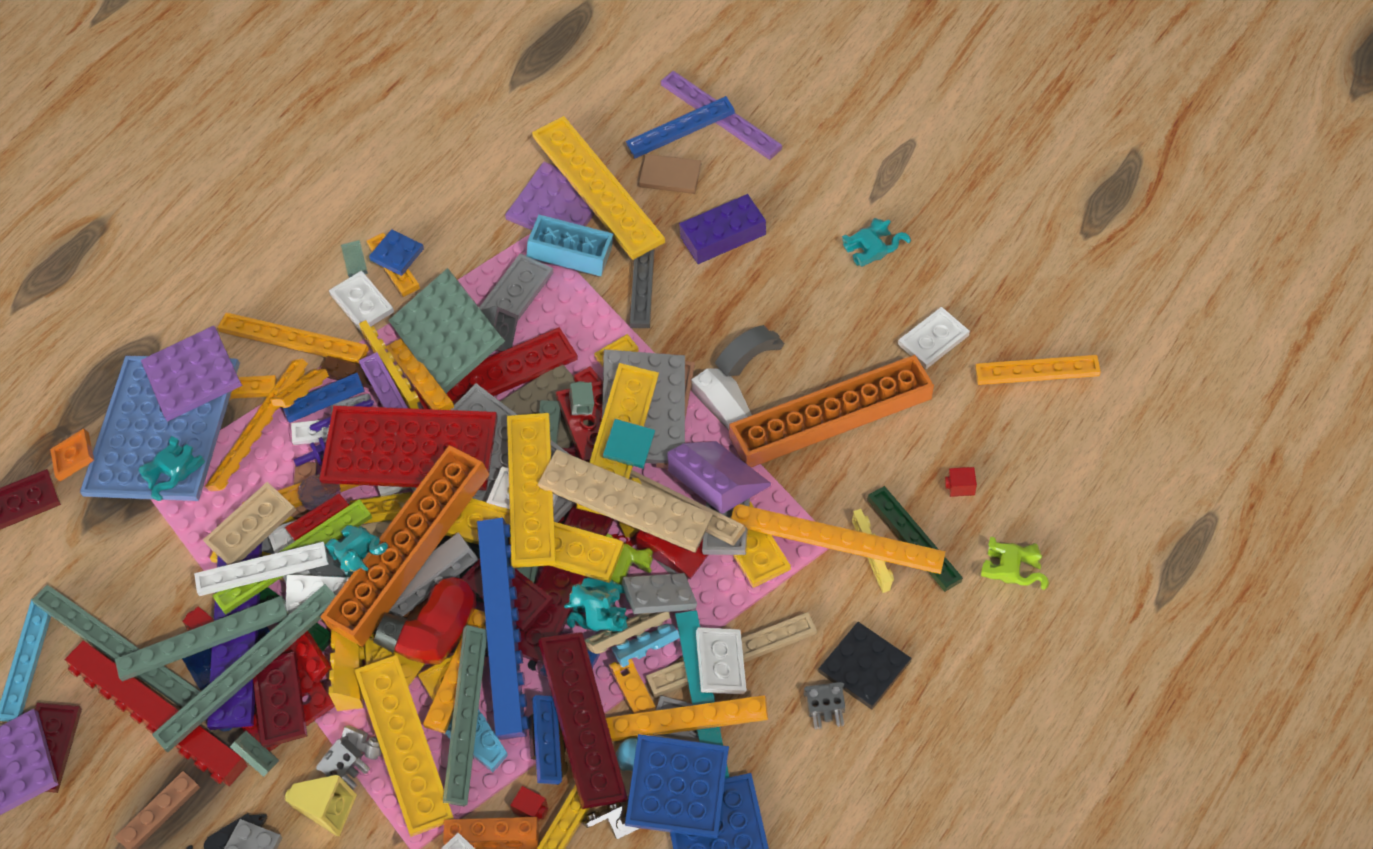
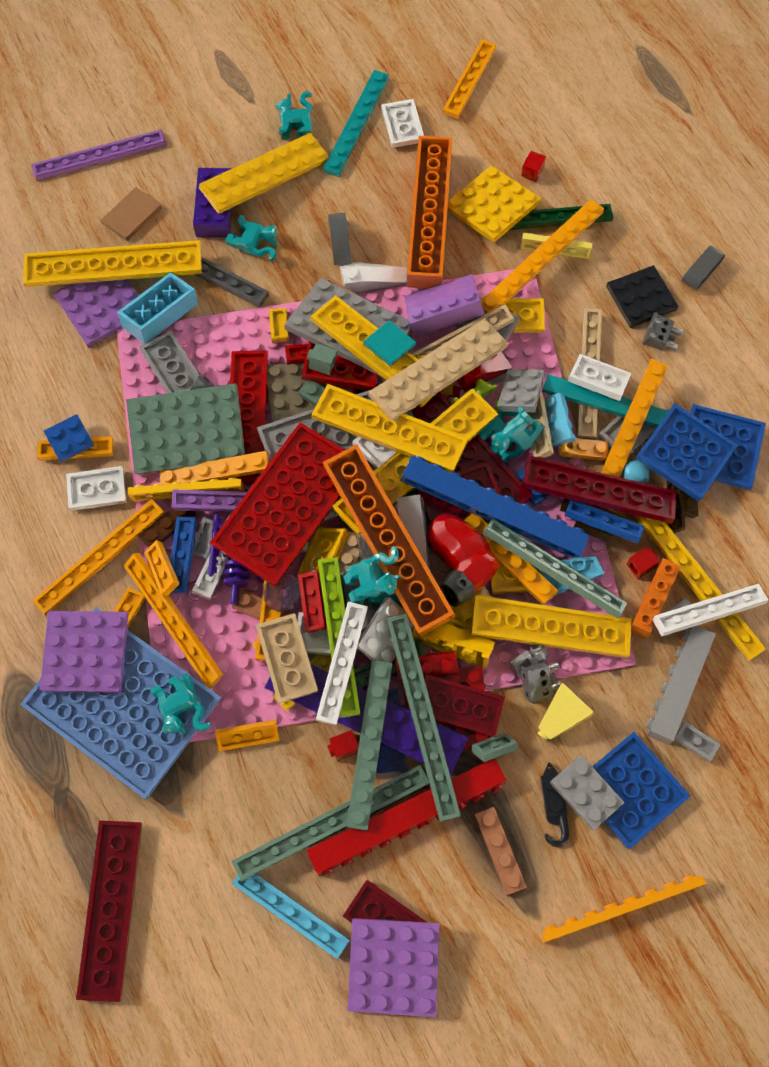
camera: 65 degrees left, 10 degrees up
(72, 454) = (99, 791): orange plate -> none
(176, 542) = (247, 735): none -> light orange plate
(354, 258) = (45, 476): clear light blue tile -> none
(680, 127) = (94, 184): blue plate -> none
(702, 279) = (251, 237): none -> teal animal
(781, 250) = (263, 173): none -> yellow plate
(886, 466) = (492, 203): none -> yellow plate
(907, 298) = (356, 123): none -> teal plate
(940, 709) = (703, 268): none -> dark grey beam
(1010, 560) = (614, 171): lime animal -> none

